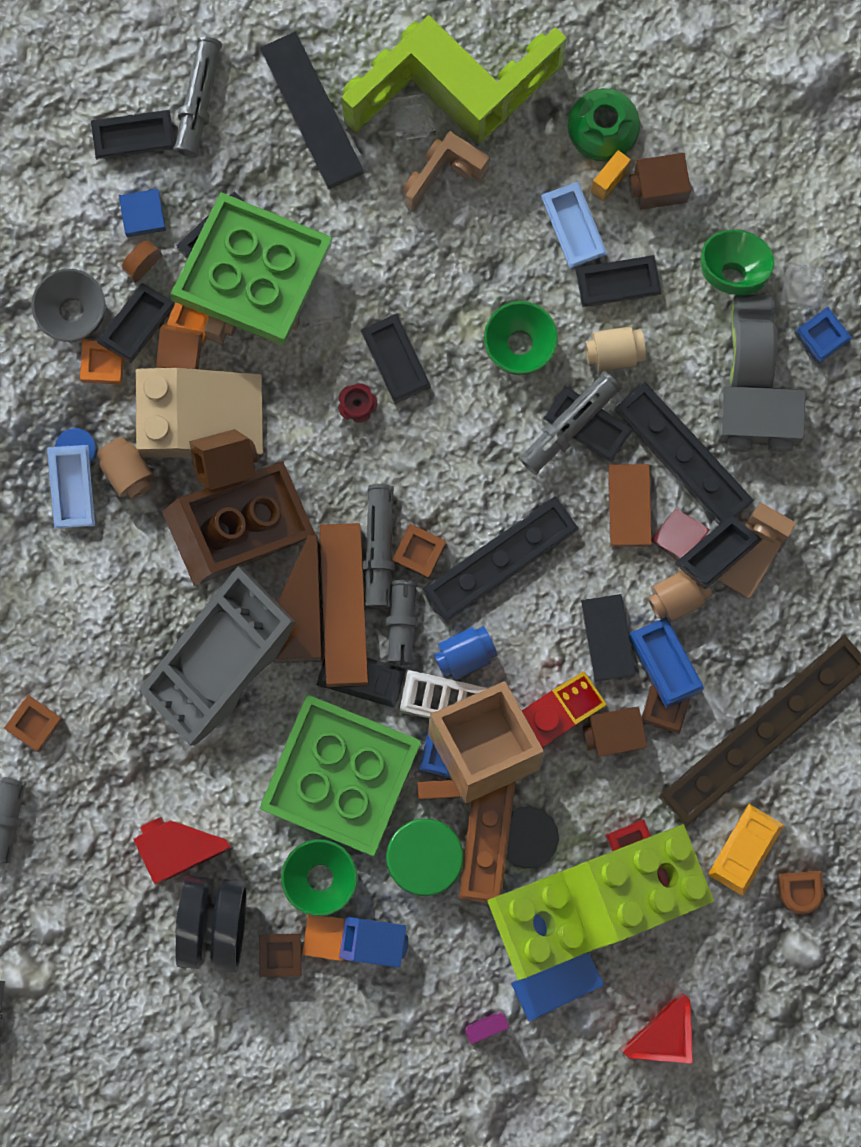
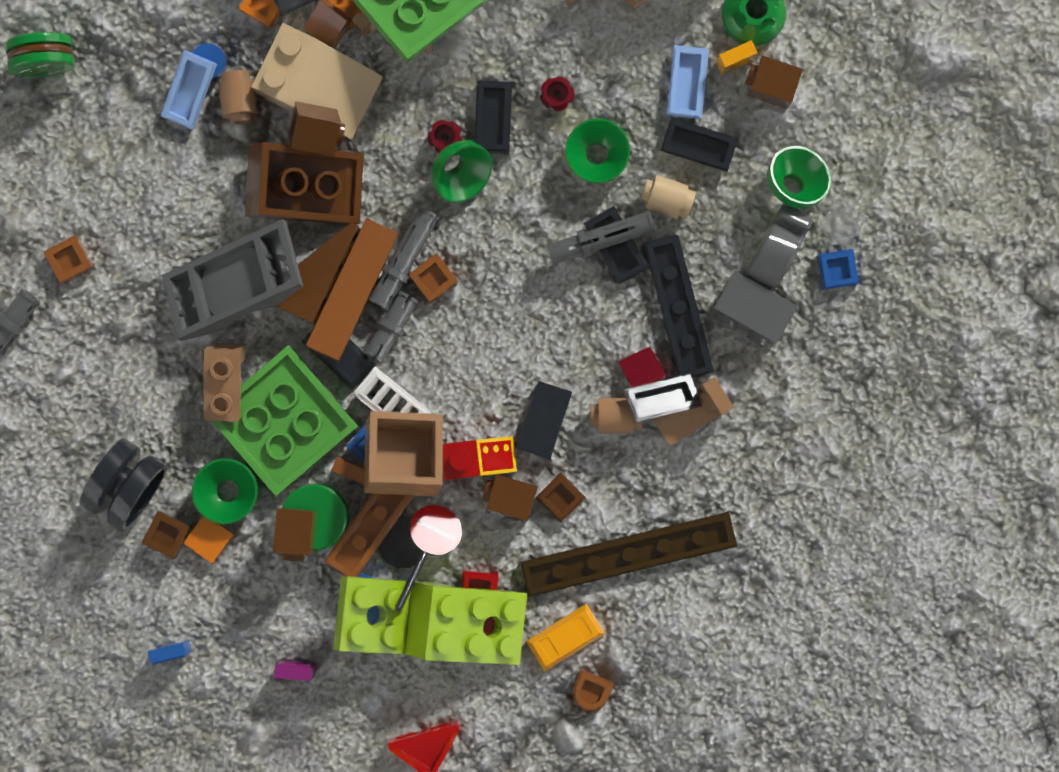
camera: 25 degrees right, 5 degrees up
(176, 848) = (128, 411): red slope -> none
(259, 765) = (223, 381): none -> medium nougat bracket
(346, 1076) = (170, 652): none -> blue tile
(373, 942) = (241, 561): blue brick -> none
(401, 427) = (467, 177): none -> green piece
(416, 882) = (294, 533): none -> reddish brown brick
(448, 292) = (557, 84): none -> dark red plate
(465, 652) = (427, 375): blue brick -> none
(500, 559) = (493, 316): black tile -> none
(556, 810) = (435, 533): none -> piece
(557, 986) = (366, 667): blue tile -> none
(629, 505) = (615, 325): dark orange tile -> none
(666, 662) = (578, 462): blue tile -> none

